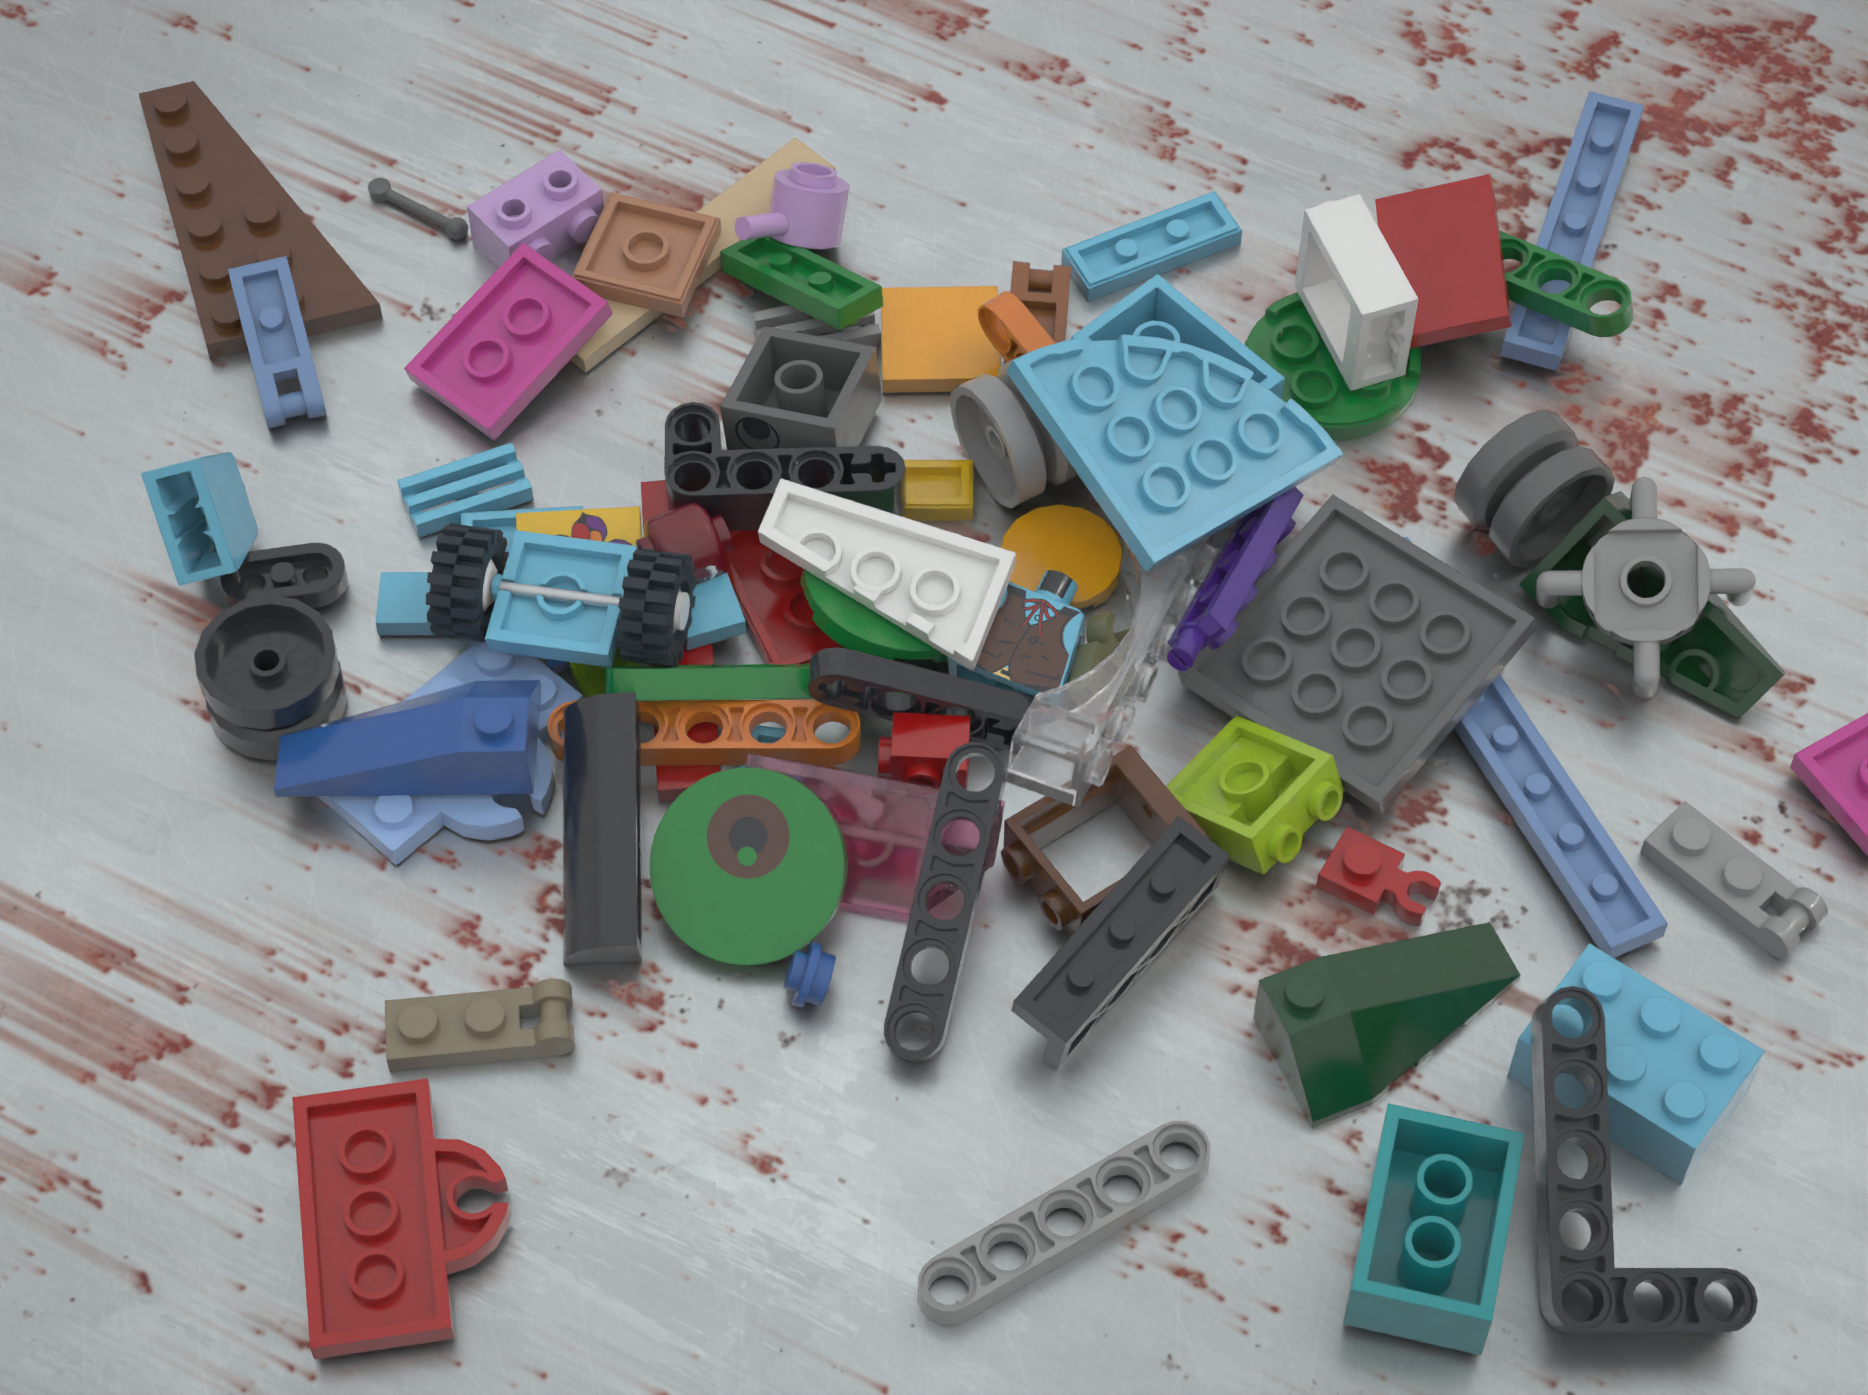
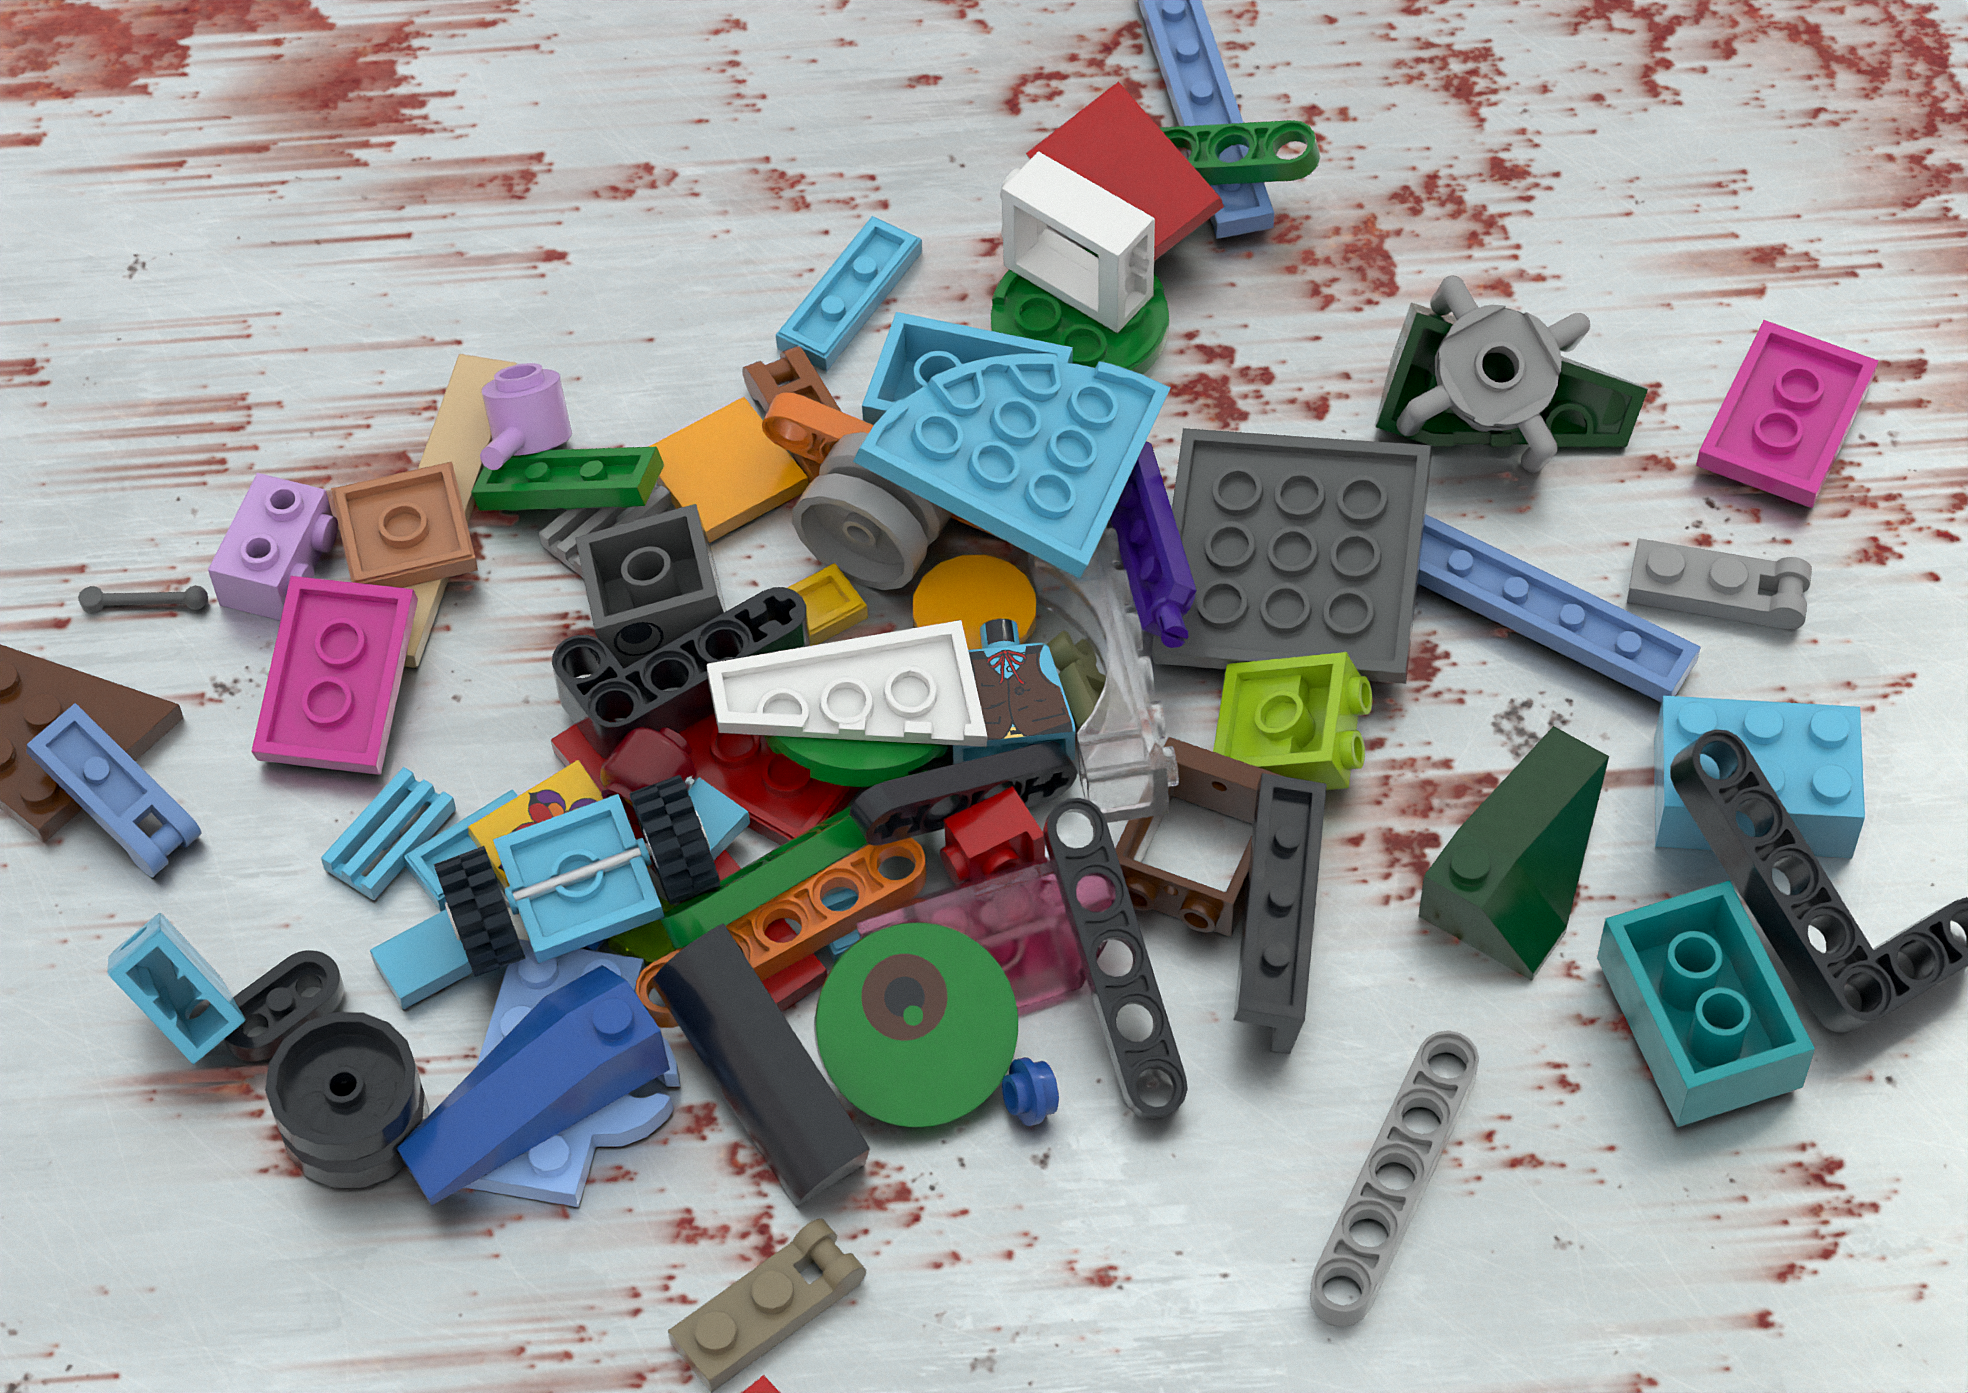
camera: 30 degrees left, 0 degrees up
(1371, 873) = (1428, 742): red plate -> none
(1531, 486) = (1342, 336): dark grey wheel -> none

